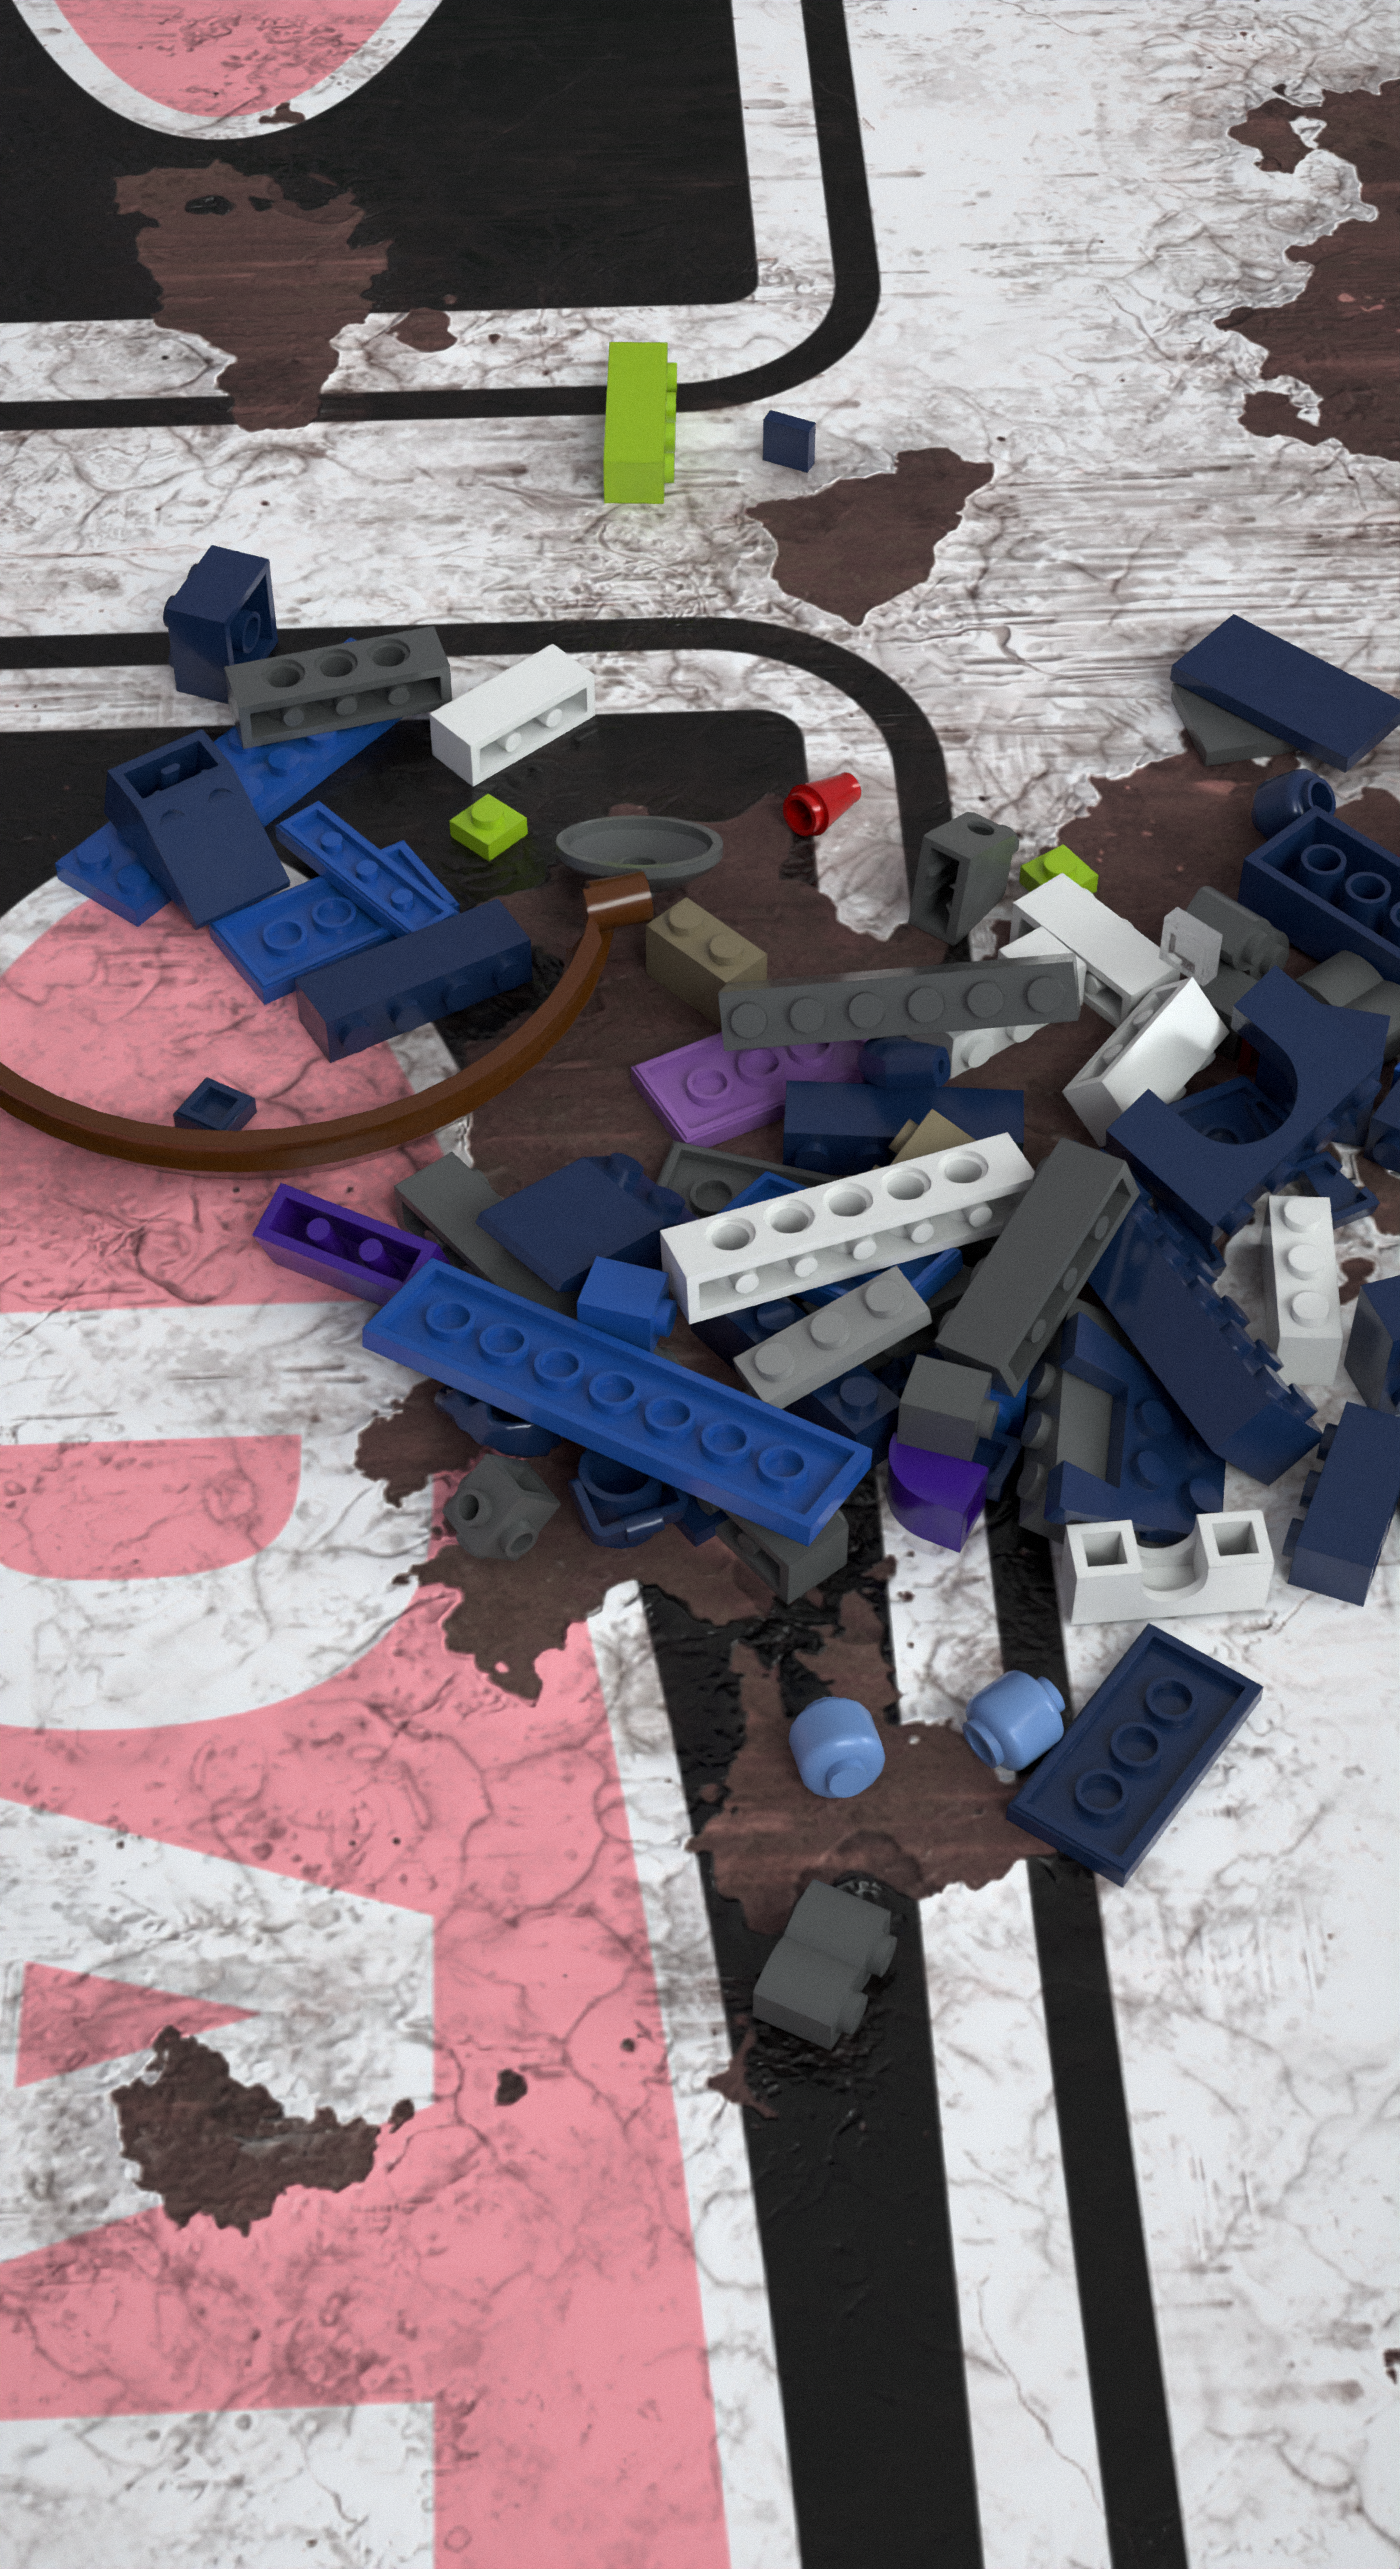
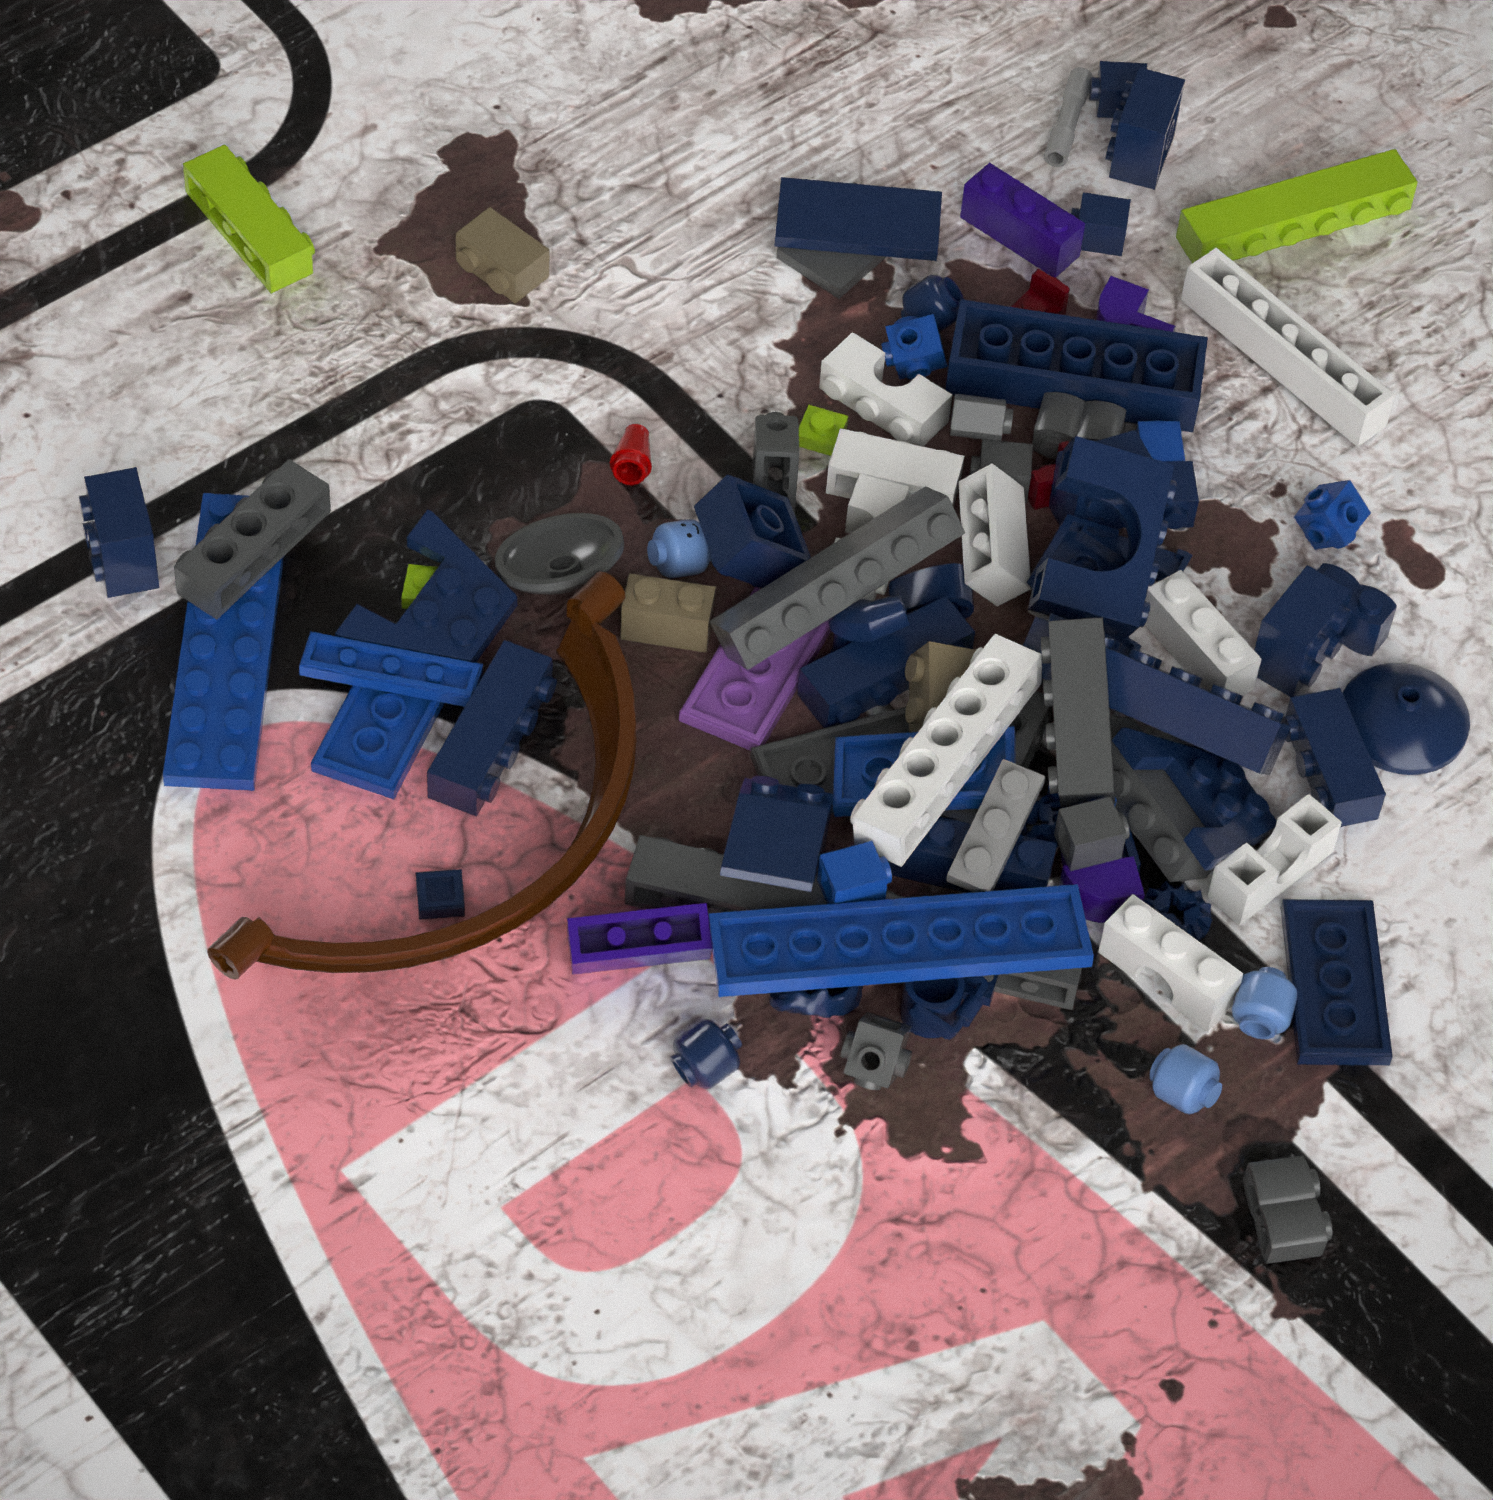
camera: 40 degrees left, 5 degrees up
(194, 828) = (261, 700): dark blue slope -> none
(319, 1410) = (706, 1054): none -> dark blue head
(478, 853) = (454, 611): none -> dark blue wing
(512, 714) = (372, 495): white brick -> none
(782, 911) = (679, 549): none -> medium blue head
(789, 441) = (368, 182): dark blue tile -> none
(859, 915) = (750, 532): none -> dark blue brick
(861, 562) = (502, 255): none -> dark tan brick
(930, 1583) = (1198, 977): none -> white arch
(1019, 1586) = (1197, 916): none -> dark blue gear
(1042, 1081) = (933, 583): none -> dark blue panel
(1145, 845) = (907, 412): none -> white arch
(1190, 946) = (971, 442): clear tile -> none
(1228, 833) = (914, 346): none -> blue brick

